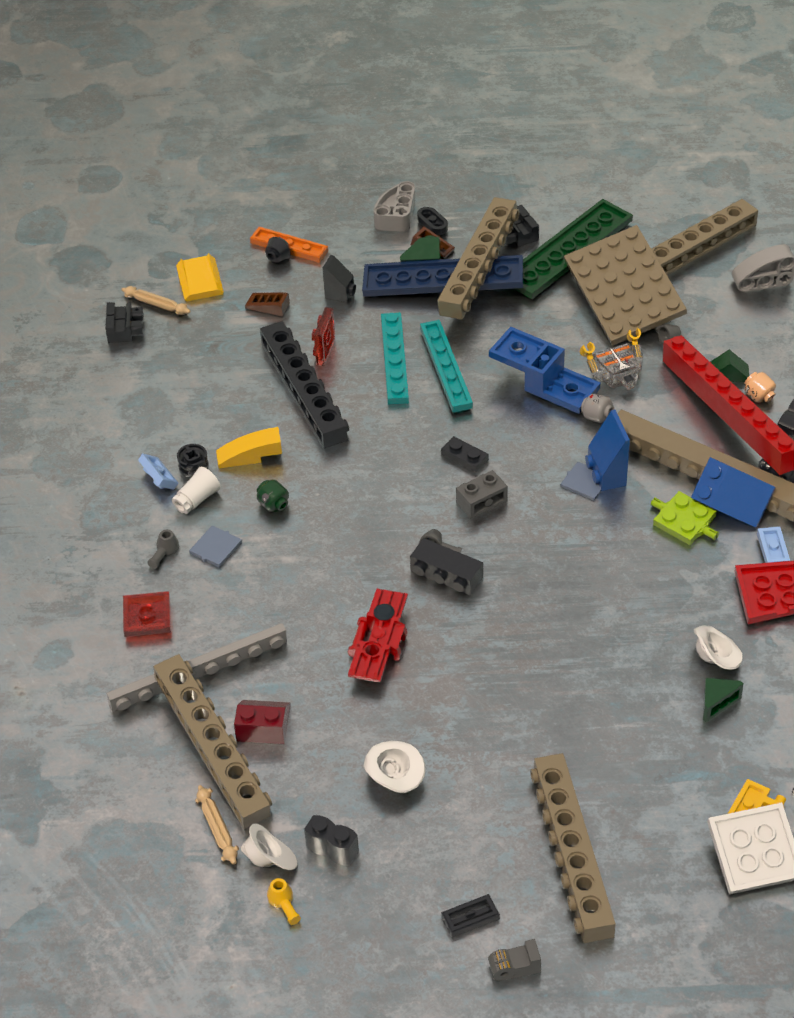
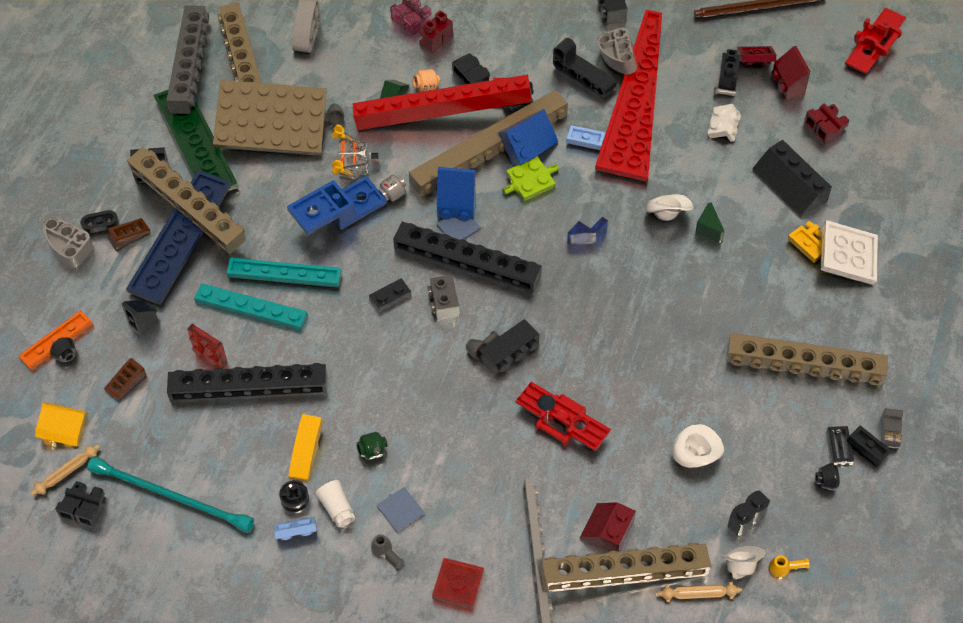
camera: 70 degrees left, 10 degrees up
(150, 434) = (240, 521): none -> teal hose
(415, 908) = (828, 477): none -> black cone
(423, 249) = (142, 239): dark green slope -> none
(480, 941) = (869, 445): none -> black plate
(544, 498) = (456, 258): none -> black brick
(640, 594) = (584, 235): none -> clear blue slope
(659, 201) = (187, 60): none -> dark grey brick

